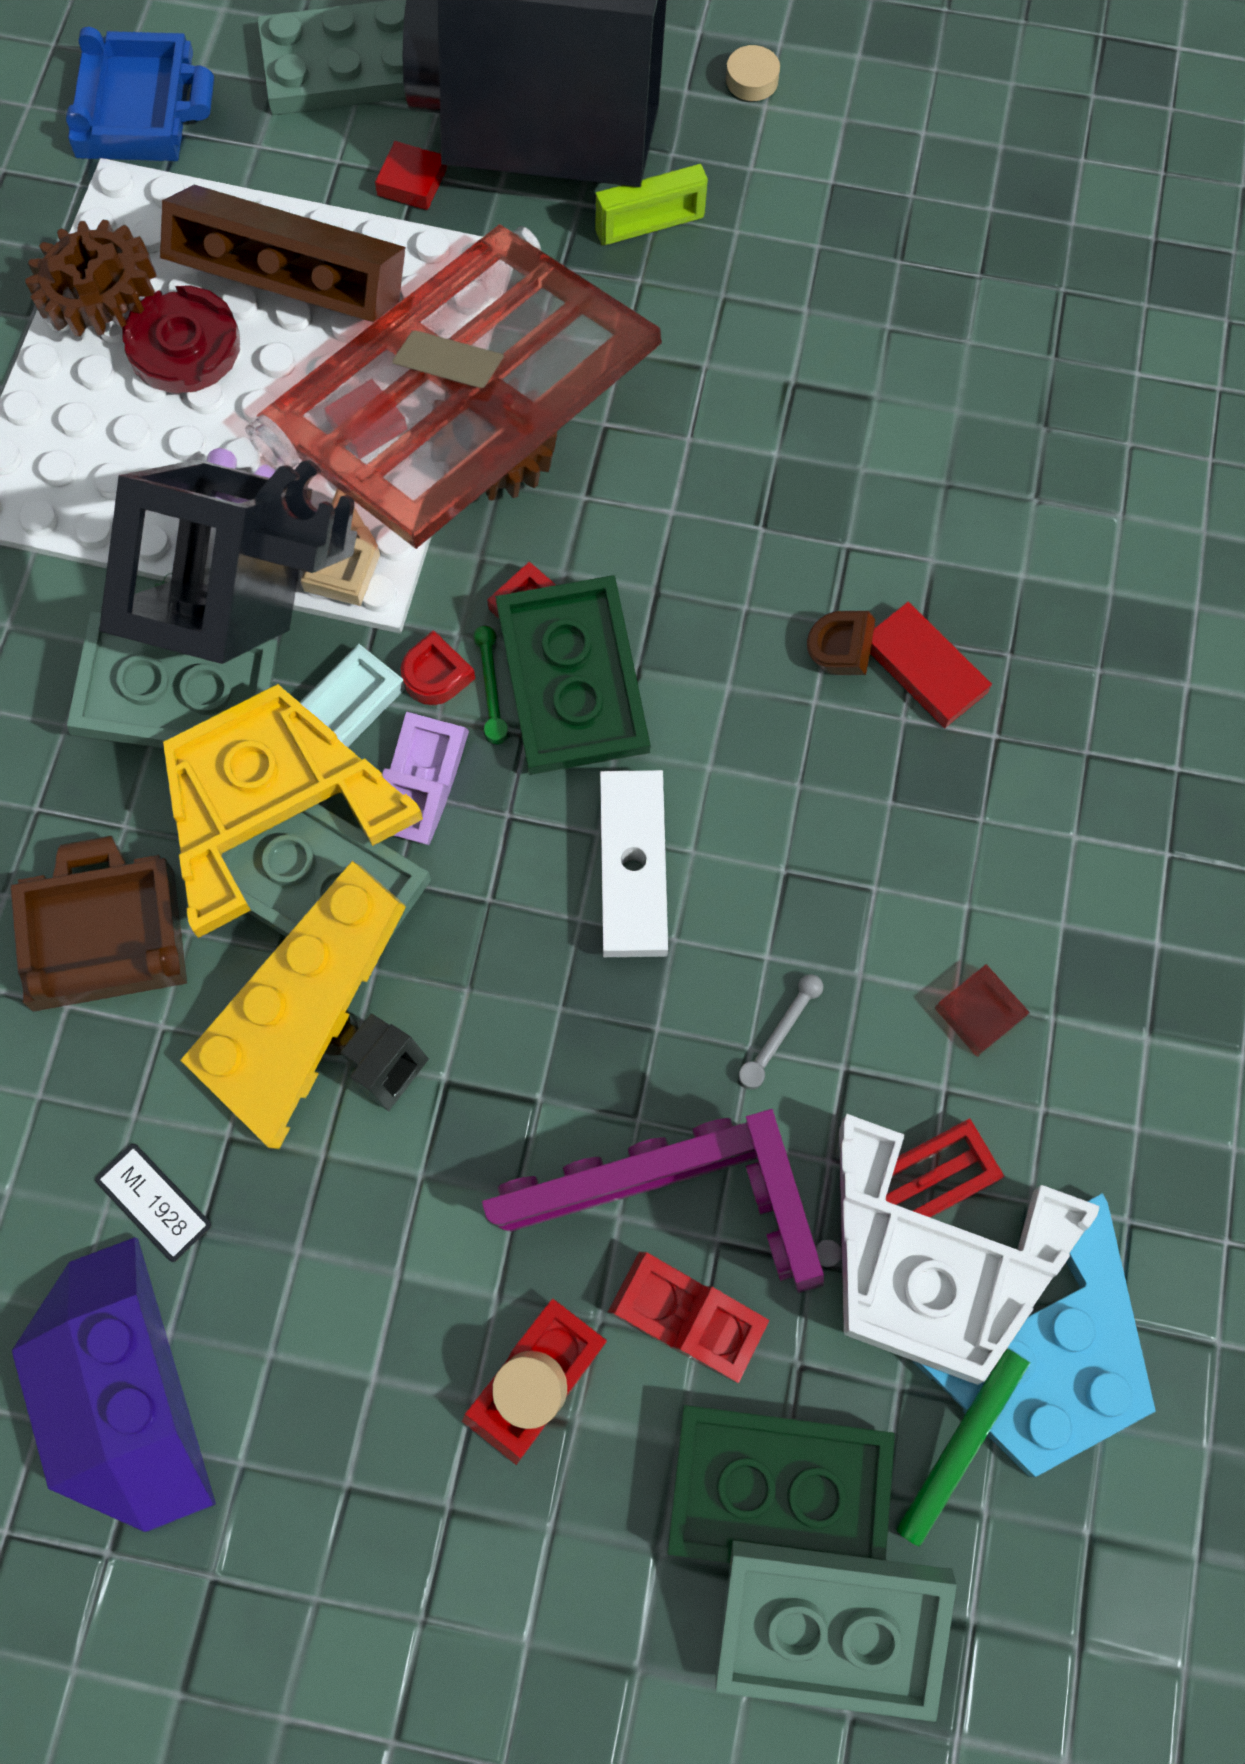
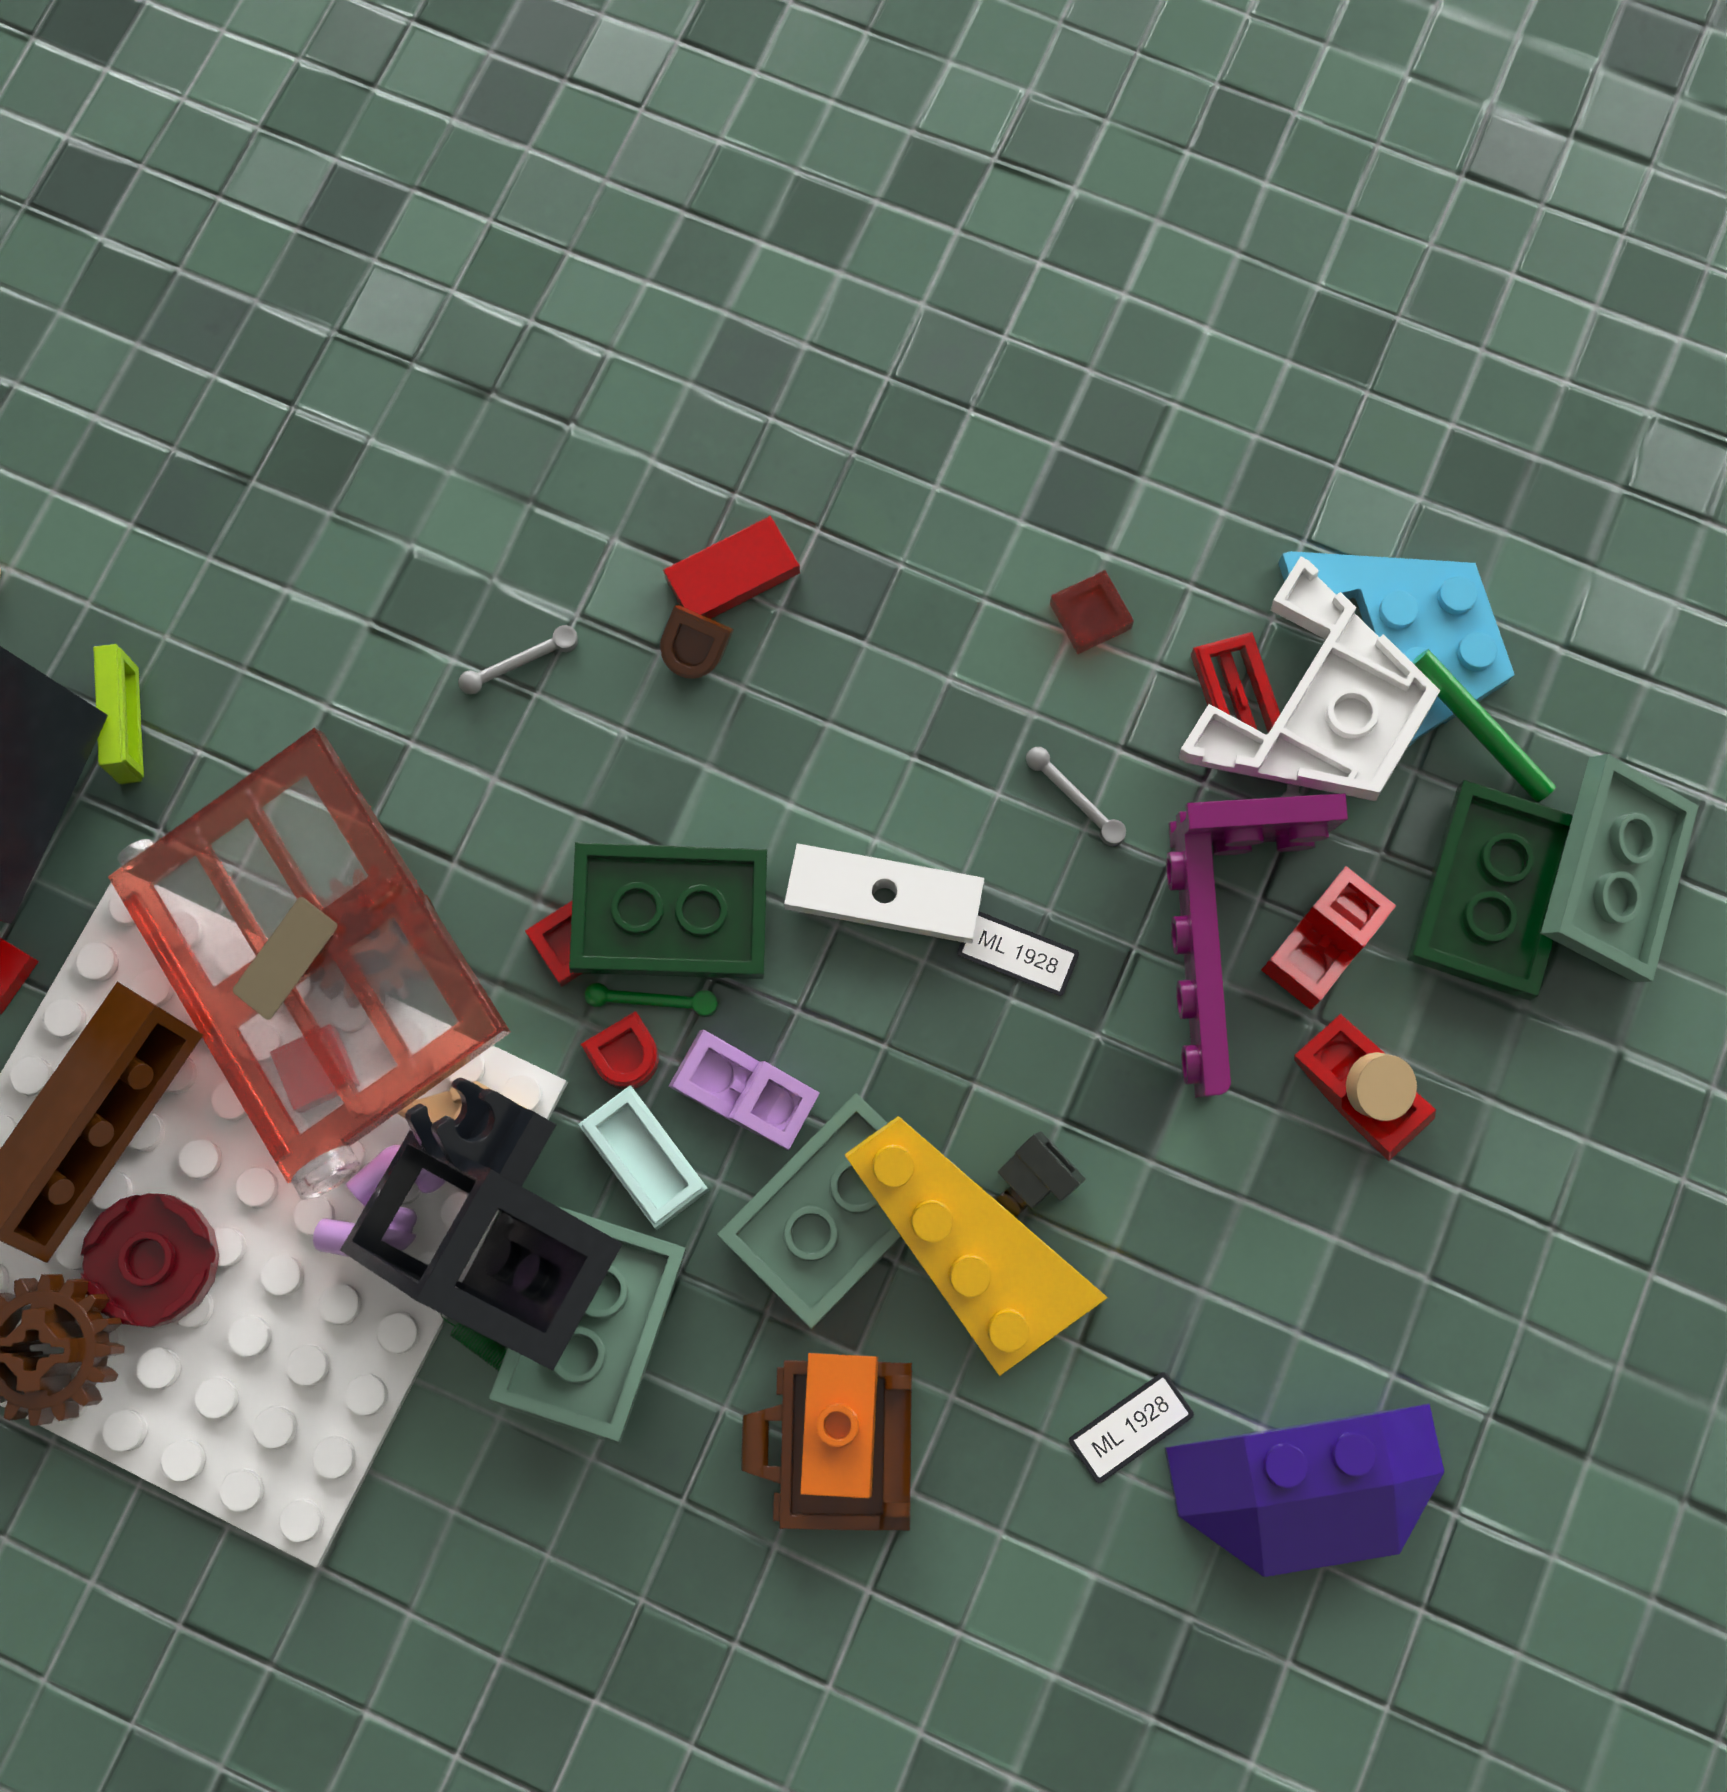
camera: 75 degrees left, 5 degrees up
(107, 915) = (839, 1425): none -> orange plate
(253, 773) = (718, 1249): yellow wing -> none
(606, 1008) = (1020, 954): none -> white sticker
(819, 536) = (563, 639): none -> light grey hinge

